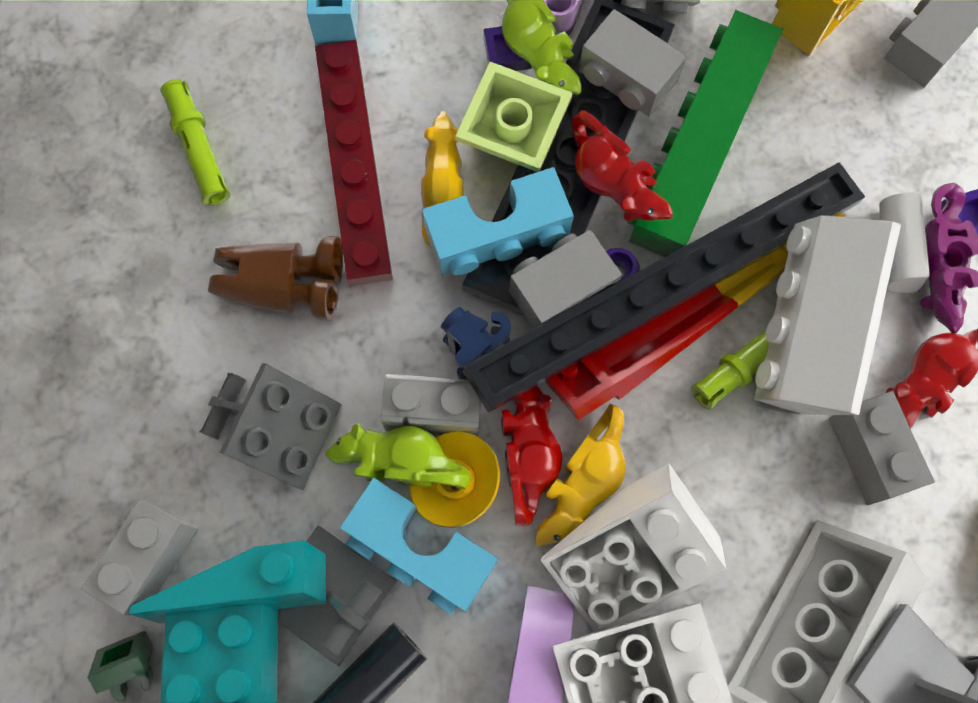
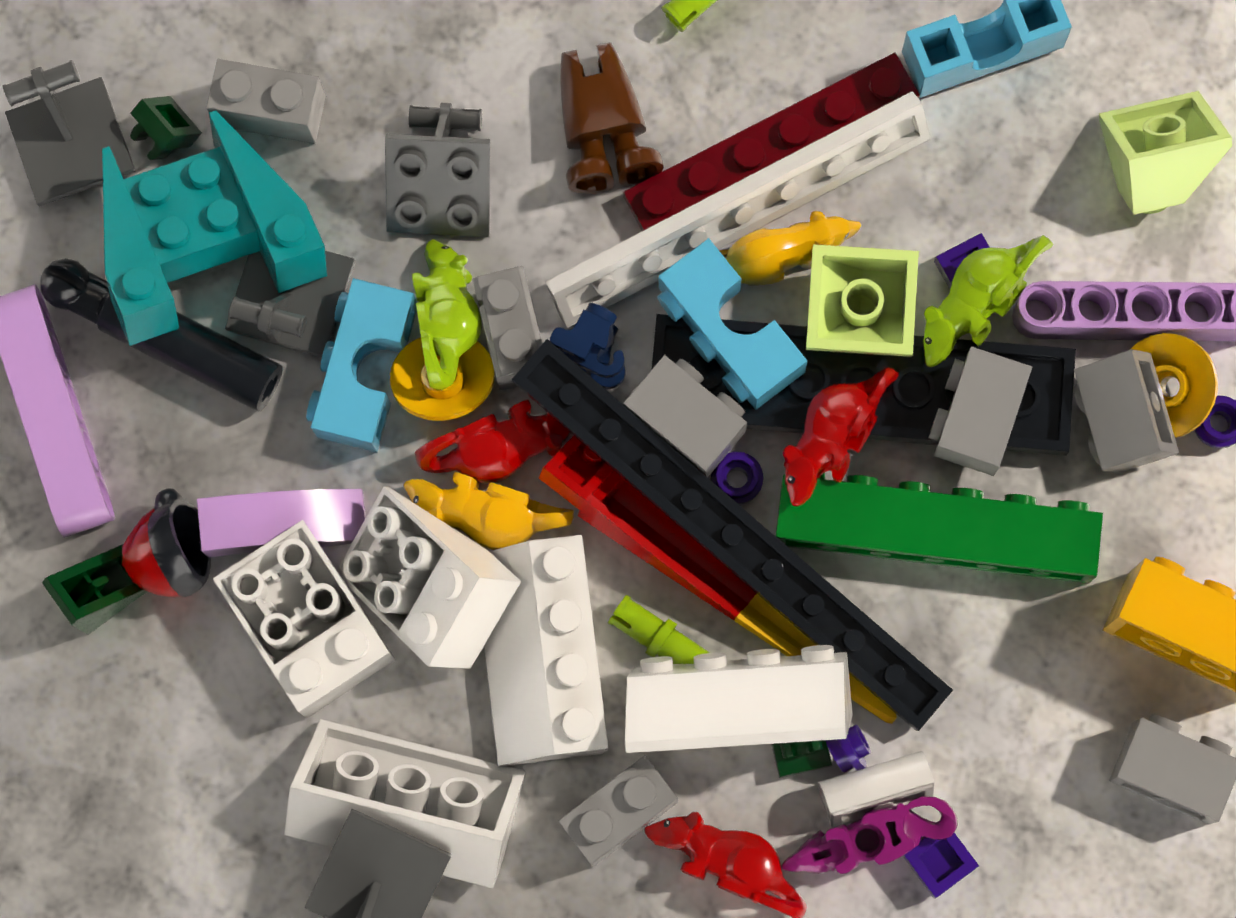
camera: 80 degrees right, 5 degrees up
(398, 202) = (742, 207): none -> white plate
(736, 467) = (545, 658): none -> white slope

